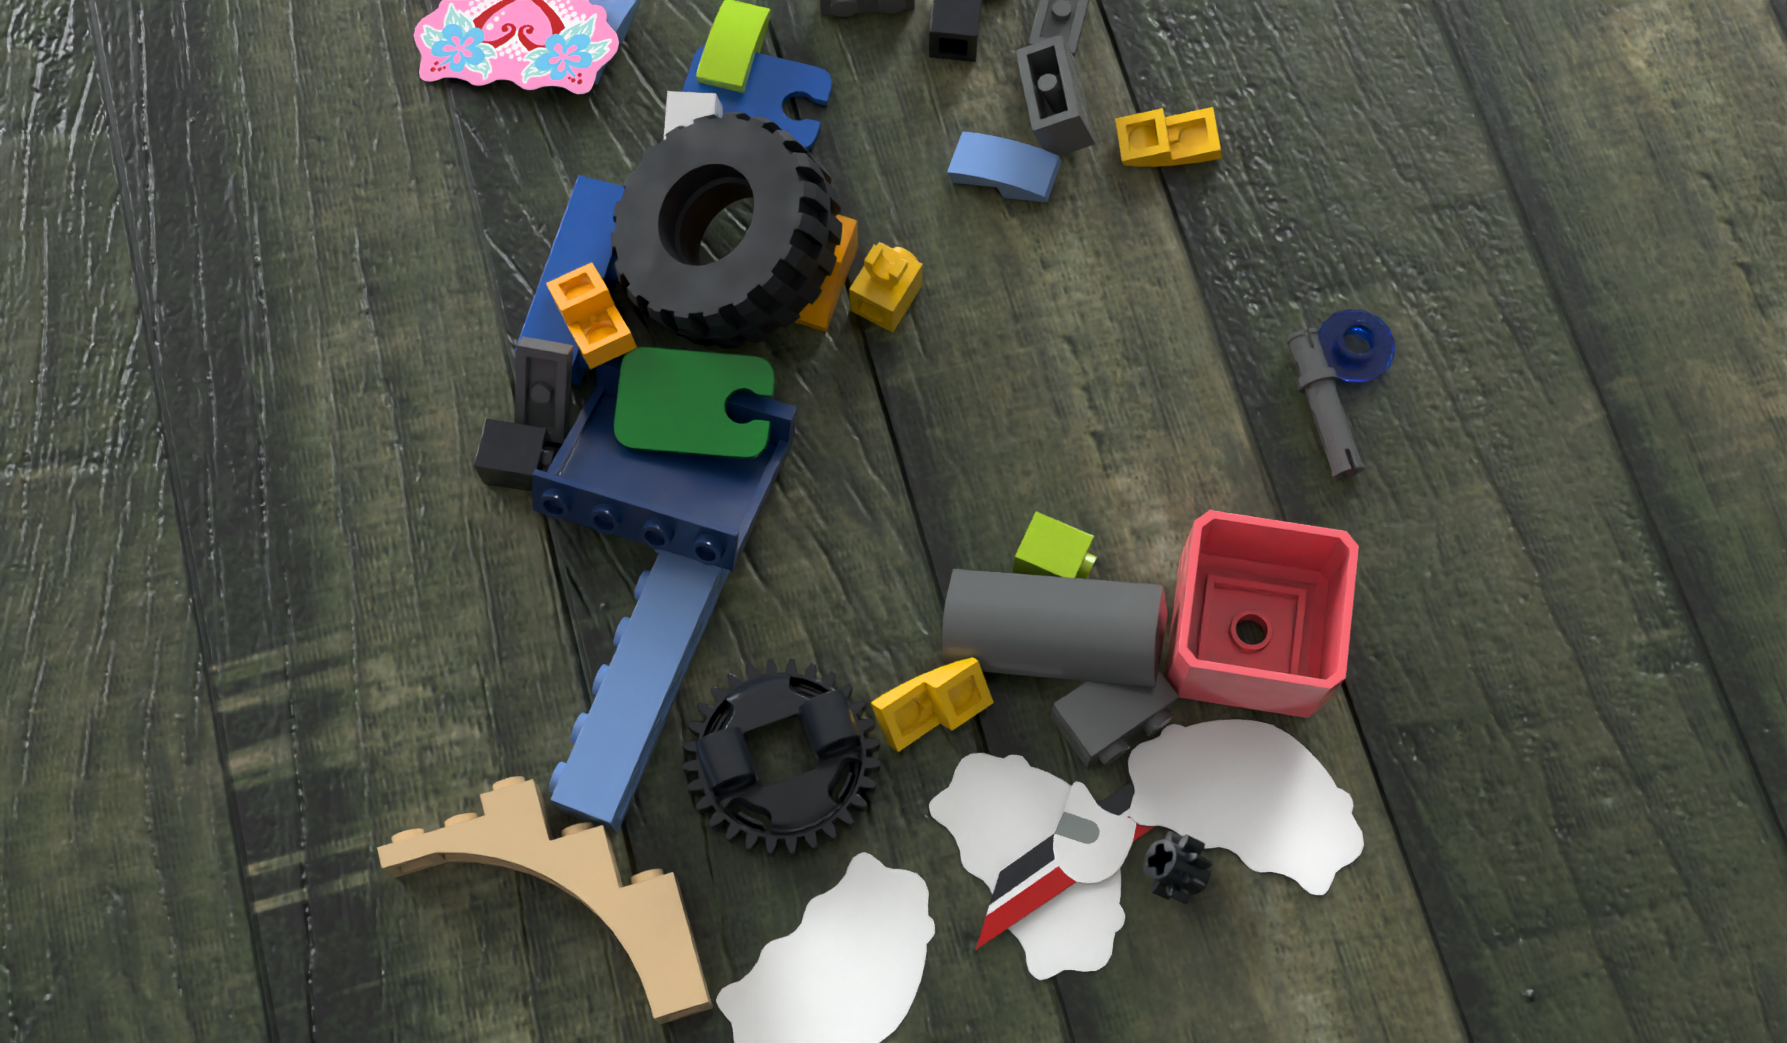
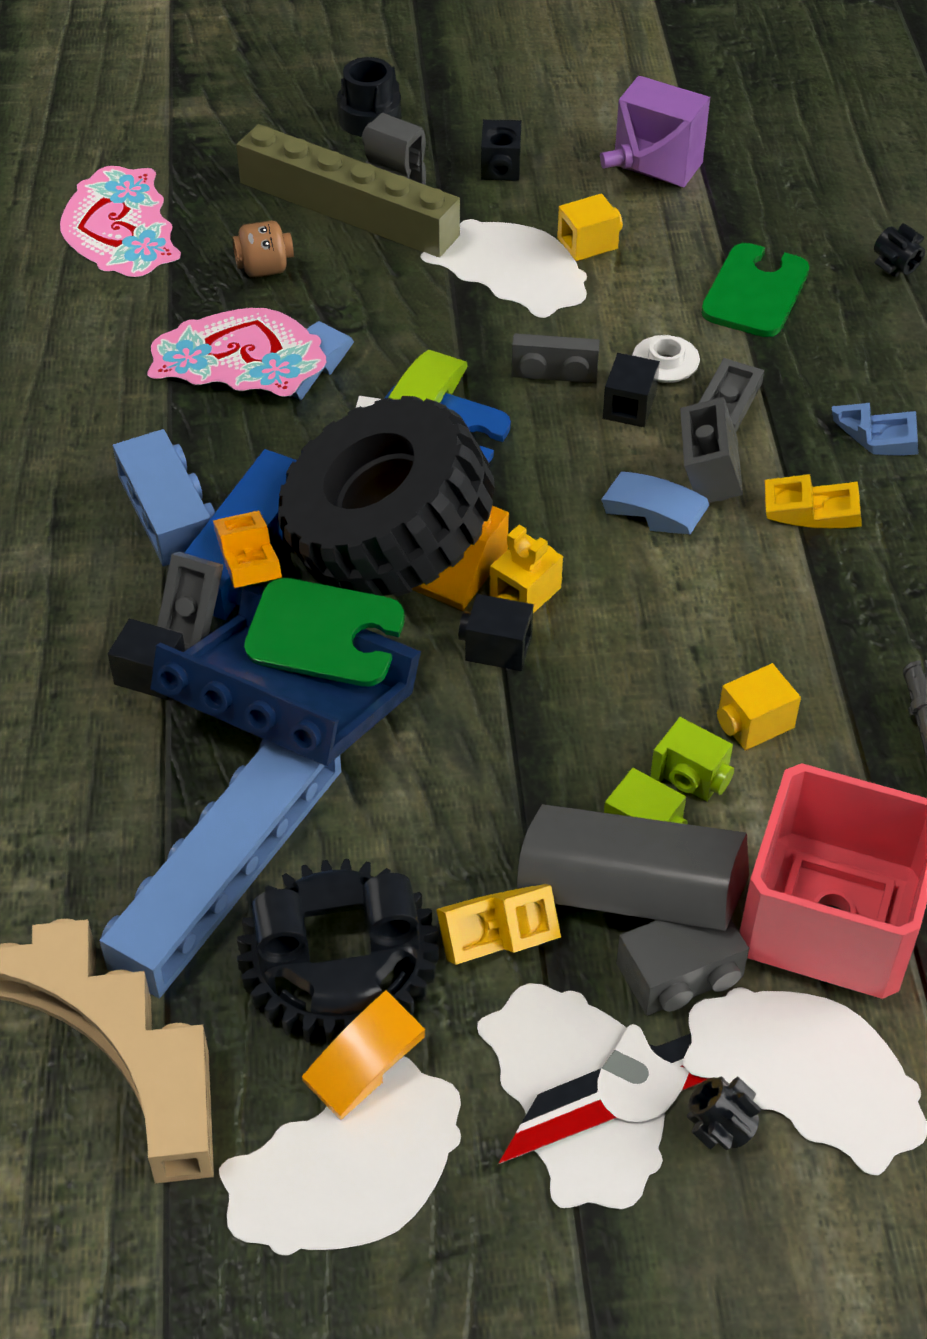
camera: 10 degrees right, 20 degrees down
(481, 244) = (162, 492): none -> medium blue brick
(830, 868) = (362, 1054): none -> light orange slope
(868, 361) = (497, 632): none -> black brick
(1092, 484) = (693, 760): none -> lime brick
(1147, 408) = (758, 707): none -> yellow brick
(1227, 32) = (879, 433): none -> medium blue slope

